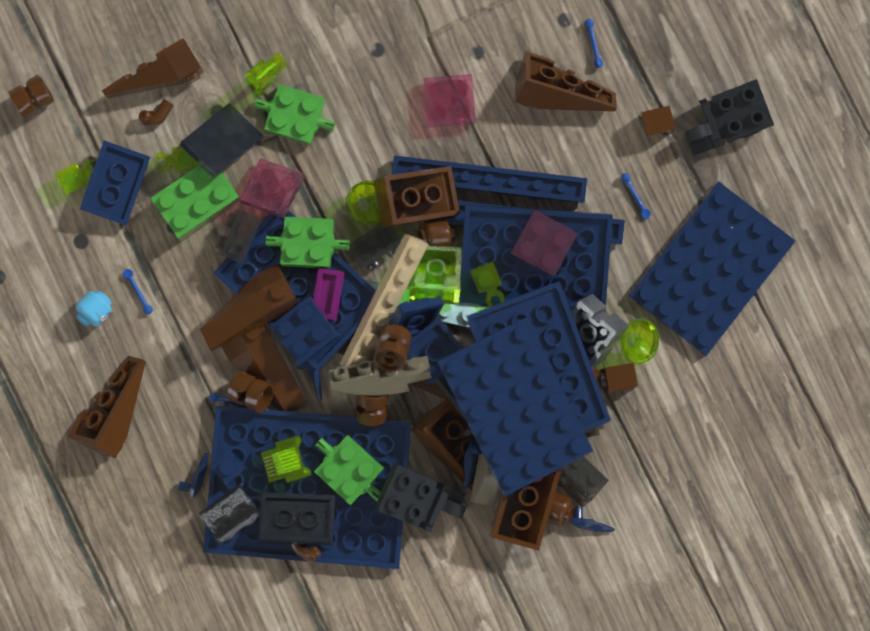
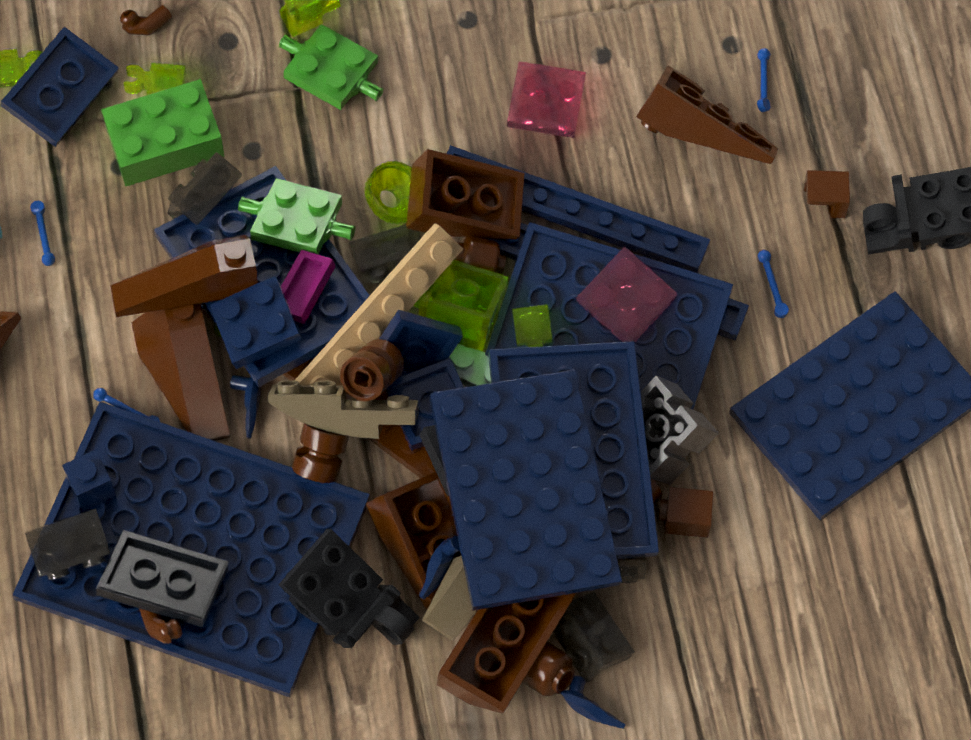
camera: 10 degrees right, 20 degrees down
(197, 480) = (39, 497): dark blue bar -> none
(221, 140) = (221, 66): black tile -> none
(250, 392) = (154, 393): reddish brown wheel -> none
(272, 188) = (270, 143): clear pink plate -> none
(285, 461) = (173, 495): clear neon green piece -> none
(348, 469) = (259, 531): bright green plate -> none
(645, 343) = (739, 462): clear neon green piece -> none

